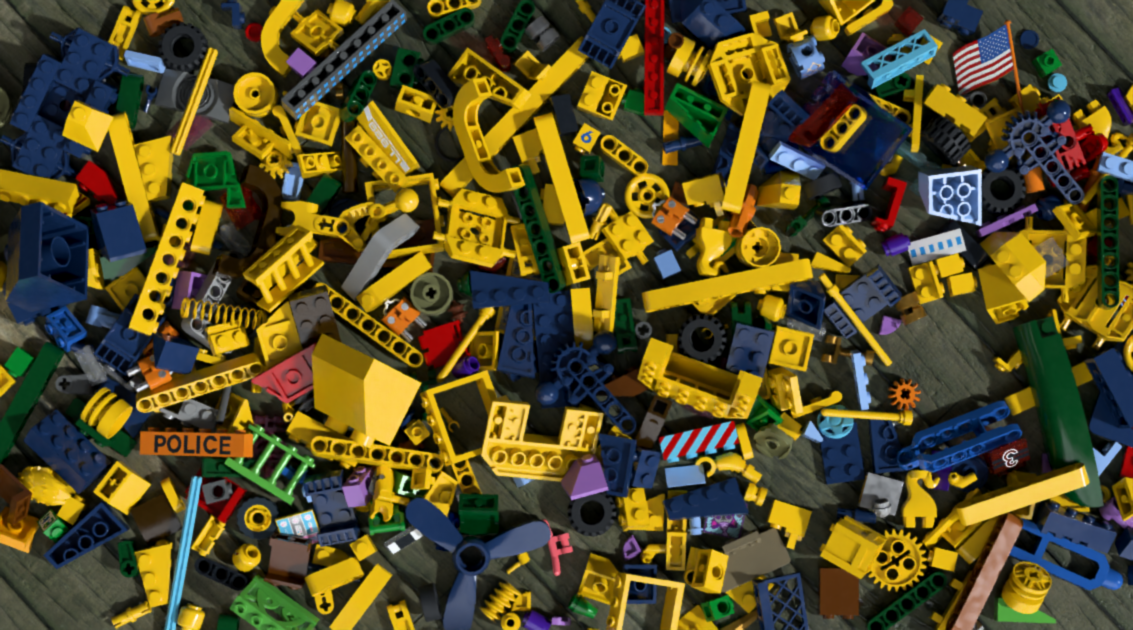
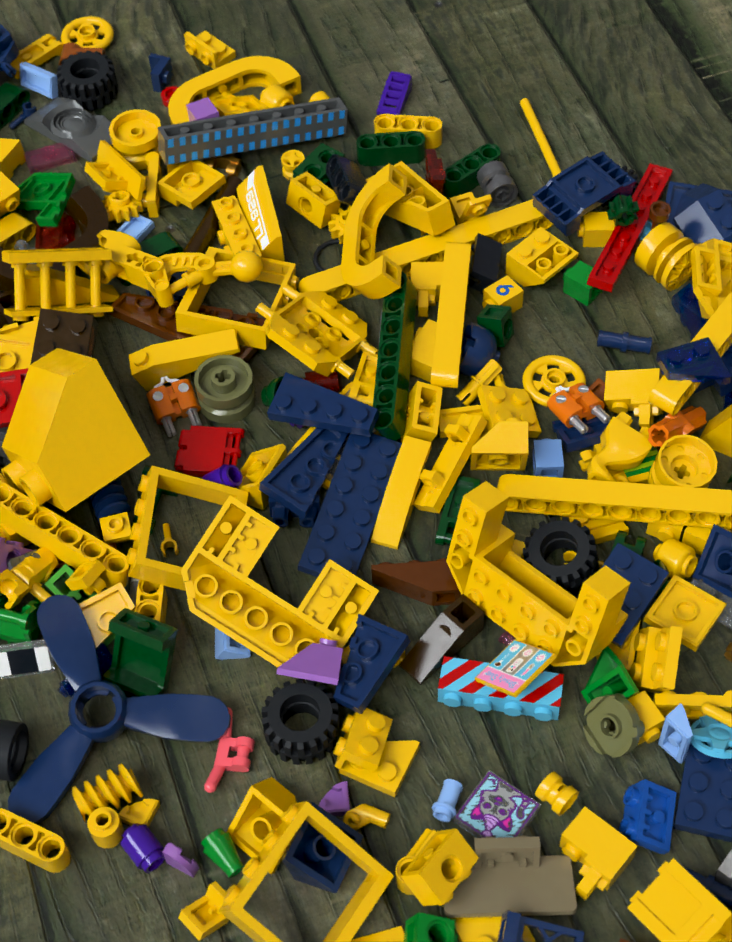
camera: 25 degrees right, 30 degrees down
(194, 101) = (64, 122): yellow axle -> none
(319, 163) = (160, 215): yellow slope -> none
(352, 101) = (241, 167): dark green beam -> none
(376, 254) = (174, 301): light grey beam -> none
(376, 329) = (135, 404): yellow beam -> none
(457, 311) = (248, 419): copper wheel -> none
(485, 314) = (283, 434): yellow piece -> none
(523, 559) = (172, 754): yellow hand -> none
(548, 391) = (369, 521): dark blue piece -> none
(617, 149) = (541, 327): yellow beam -> none
(637, 274) = (502, 447): none -> yellow slope
(644, 467) = (404, 691): dark blue bracket -> none
(647, 41) = (623, 210): none -> dark green gear
(670, 132) = (616, 323): light orange piece -> none
(676, 539) = (414, 800): yellow slope -> none
(684, 475) = (460, 732): light blue slope -> none
(696, 113) = (656, 309): green wedge -> none
(706, 433) = (515, 668): none -> piece
(714, 500) = (491, 774): dark blue wing -> none
(732, 462) = (534, 733): yellow piece -> none
(742, 175) = (693, 362): none -> clear blue wing
(744, 442) = (568, 715): yellow beam -> none
(810, 487) = (649, 816): none -> blue bracket

